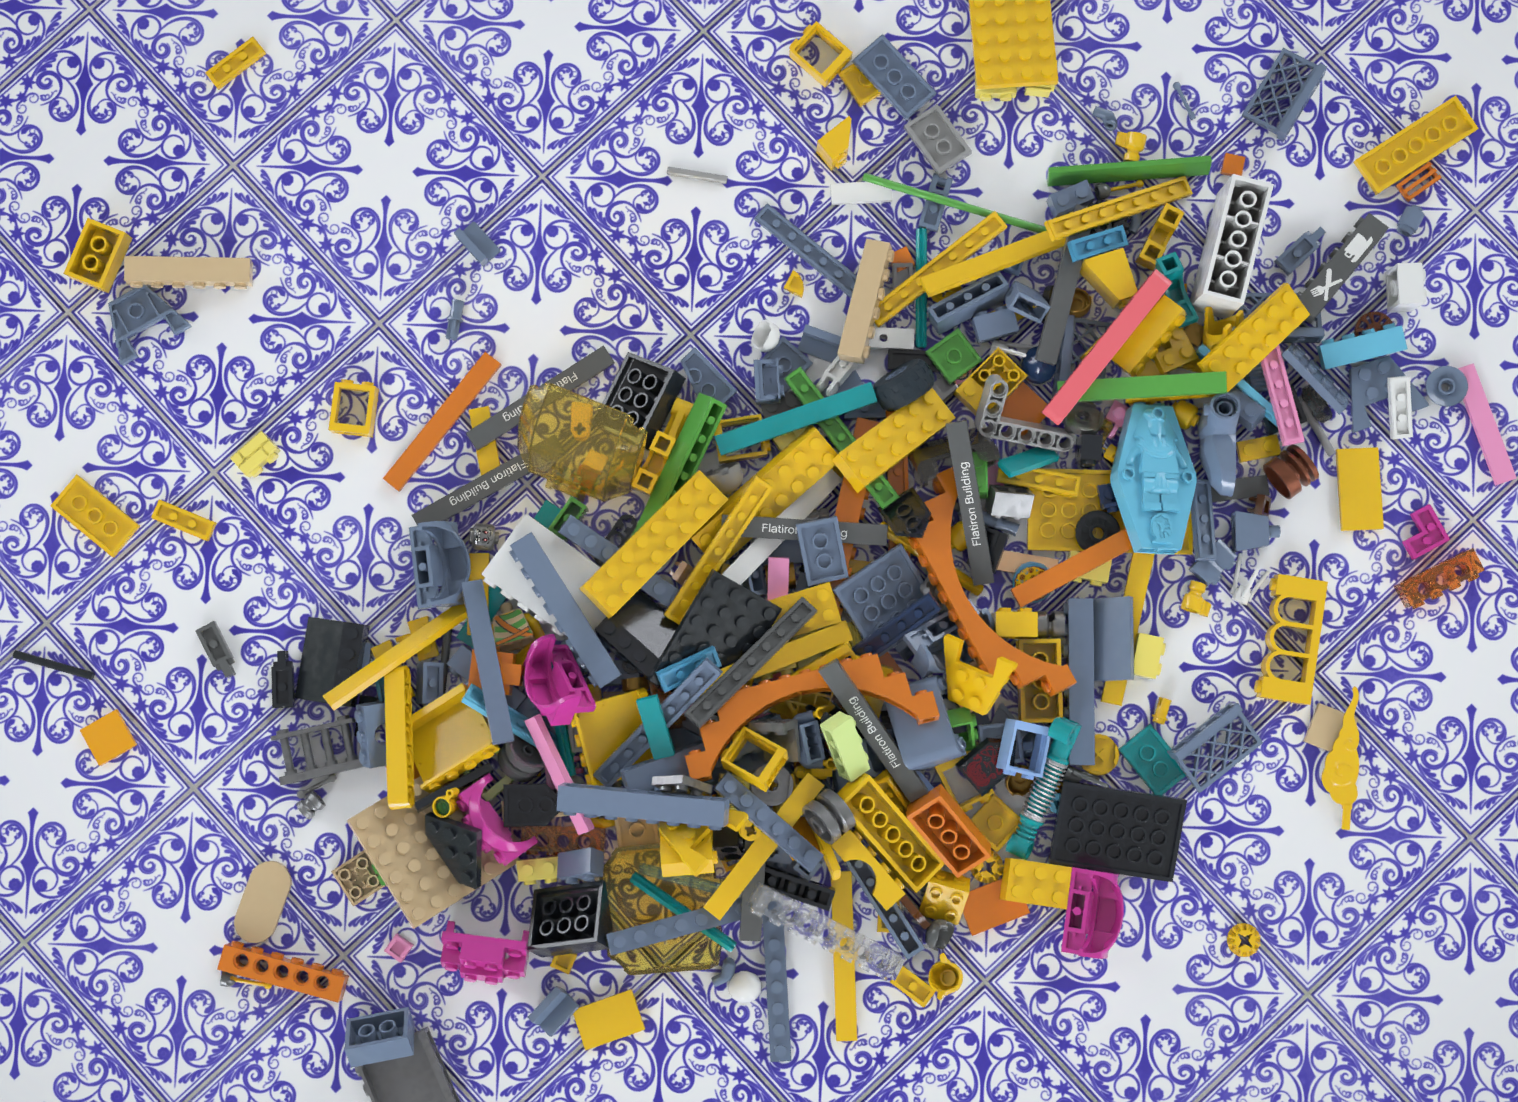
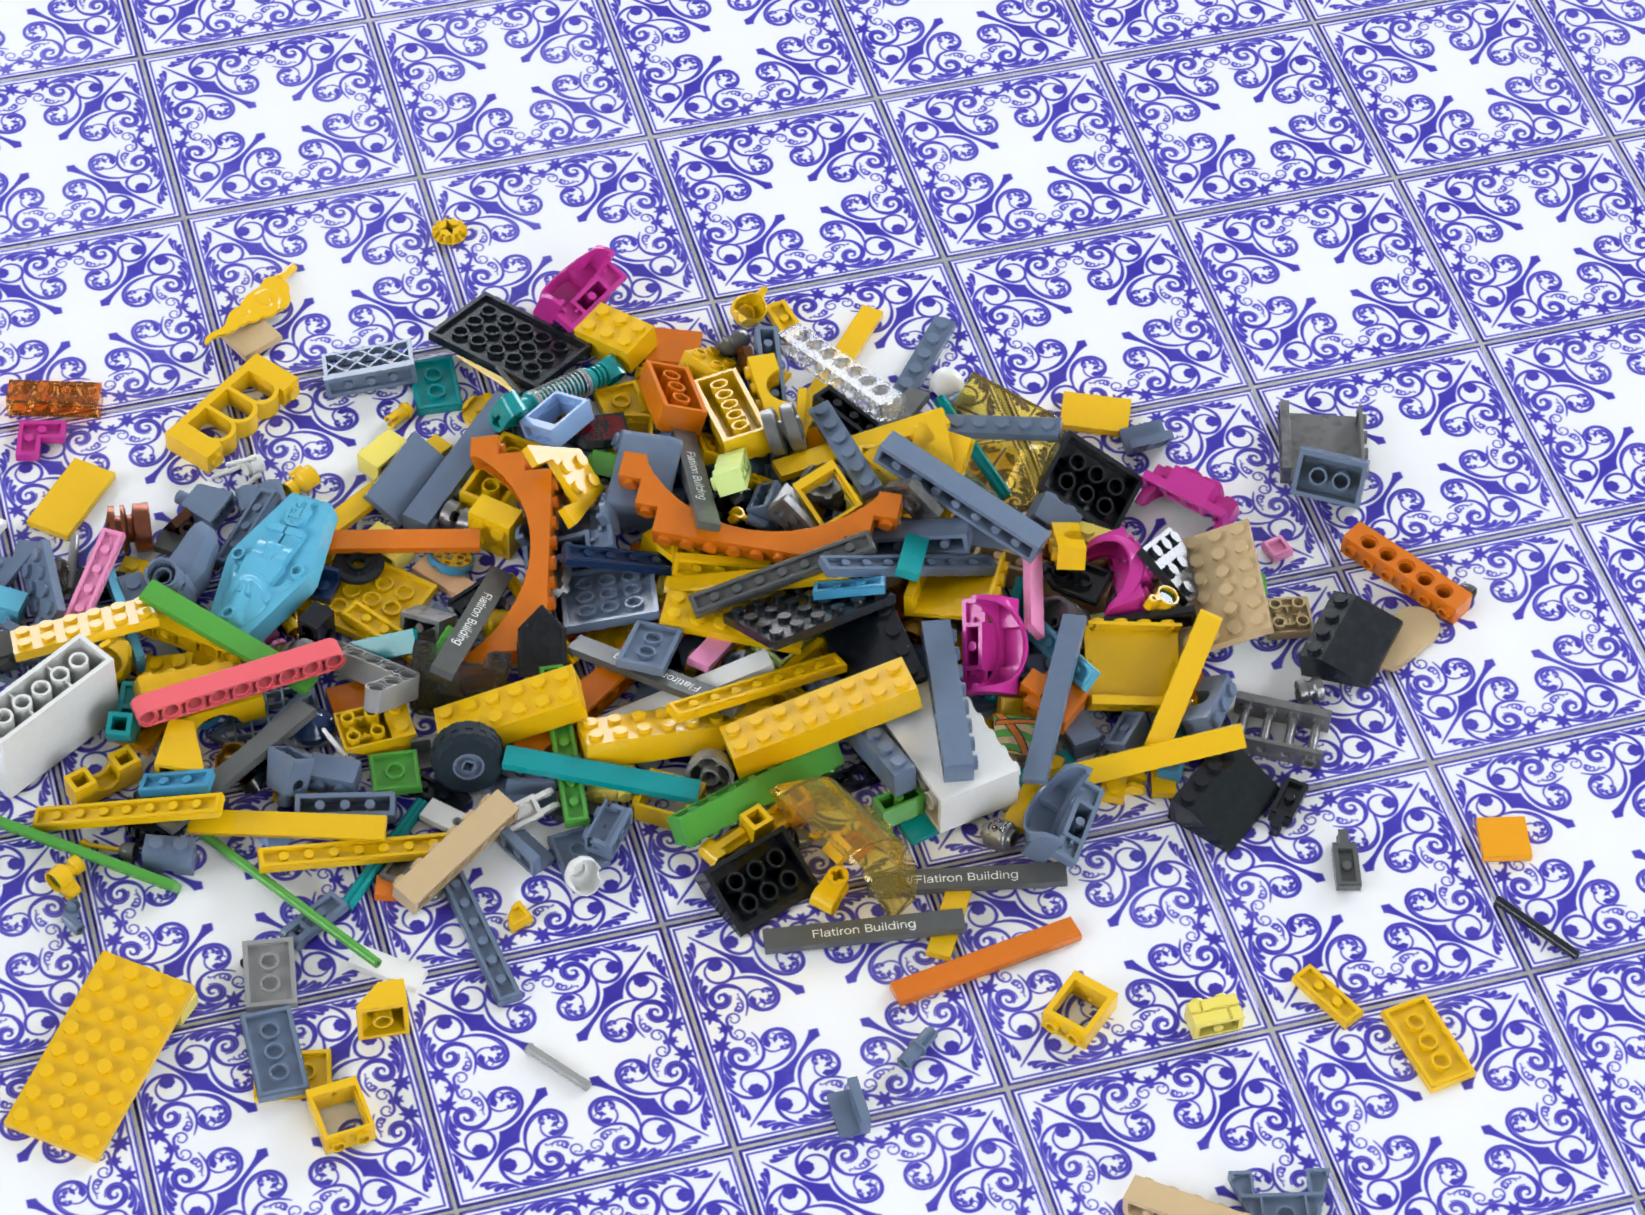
camera: 160 degrees left, 35 degrees down
(295, 868) = (1349, 641): none -> black slope
(542, 813) = (1066, 546): none -> yellow arch
(706, 377) = (671, 869): sand blue wing -> none

